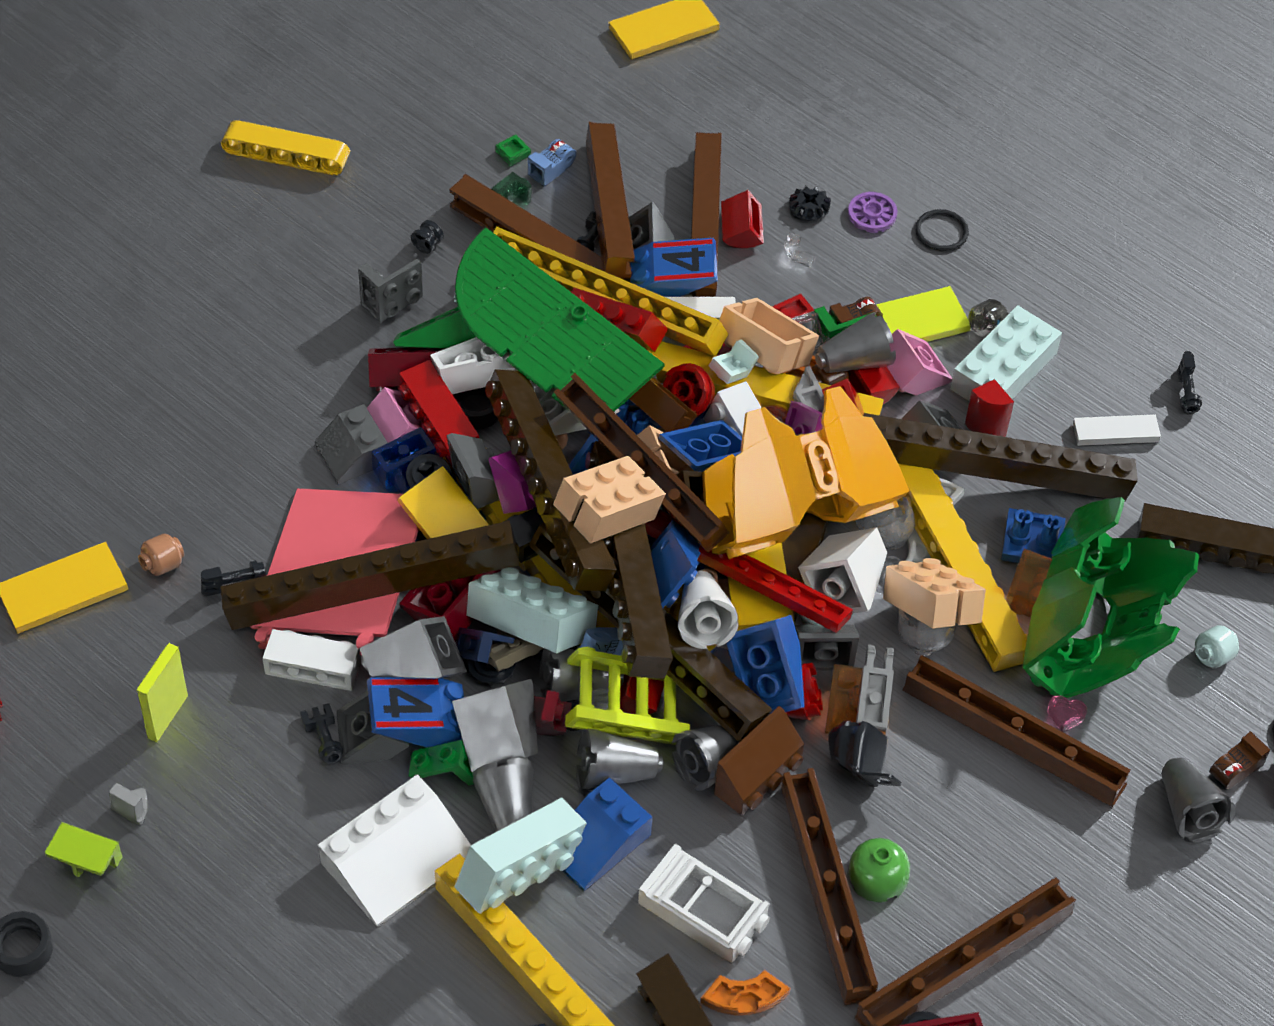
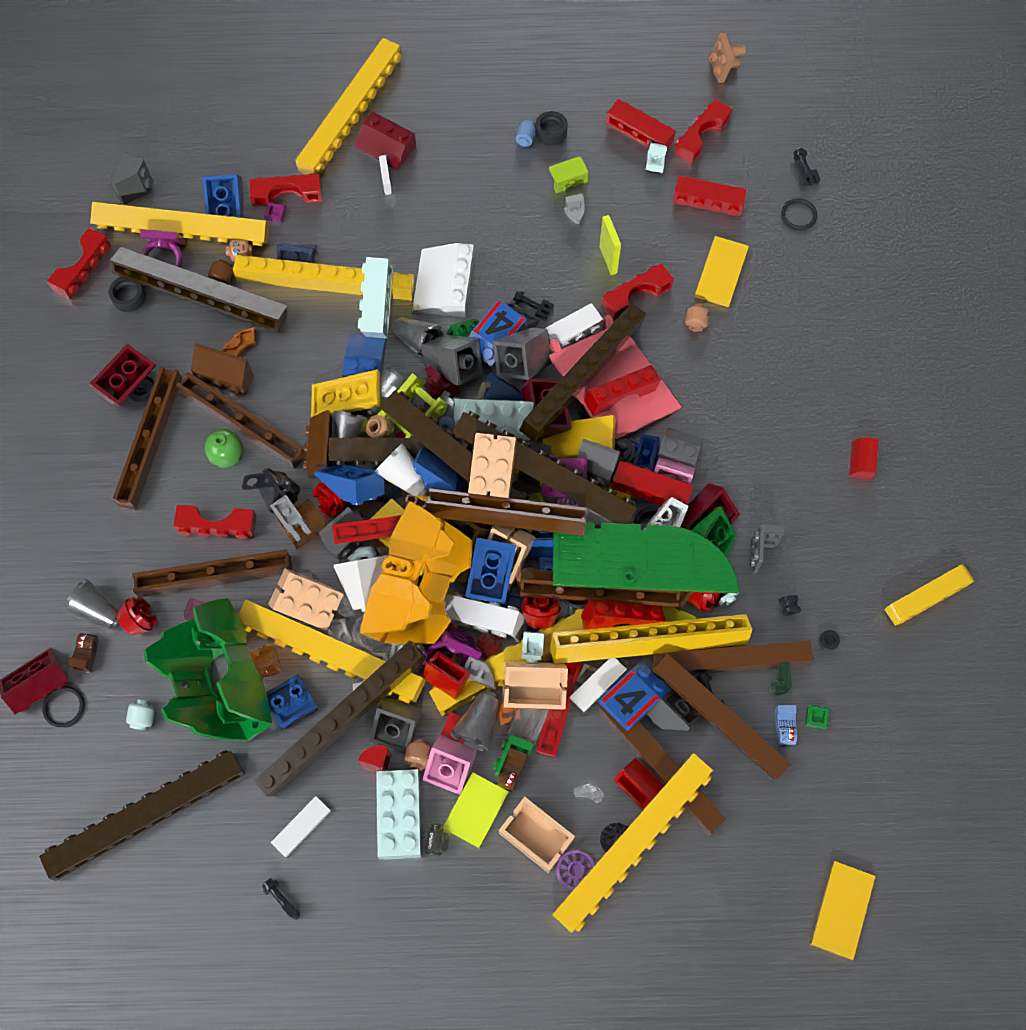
camera: 140 degrees right, 15 degrees up
(63, 964) = (525, 133): none -> medium blue brick
(181, 291) = (864, 458): none -> red brick
(213, 579) = (647, 347): black hinge -> none
(222, 647) = (654, 280): none -> red arch
(380, 529) = (606, 395): none -> red arch
(424, 191) = (829, 640): none -> black tile
(671, 795) = (346, 393): none -> yellow tile
(674, 699) = (380, 427): none -> nougat head
(703, 904) = (288, 366): white door -> none
(799, 961) = (221, 369): none -> reddish brown slope
(800, 174) = (632, 842): none -> yellow brick
(886, 253) = (536, 835): none -> light nougat piece
(937, 760) = (239, 523): none -> red arch
(940, 390) = (417, 754): none -> nougat head
(942, 212) = (543, 896): black piece -> none
(1147, 742) = (136, 617): none -> red cone

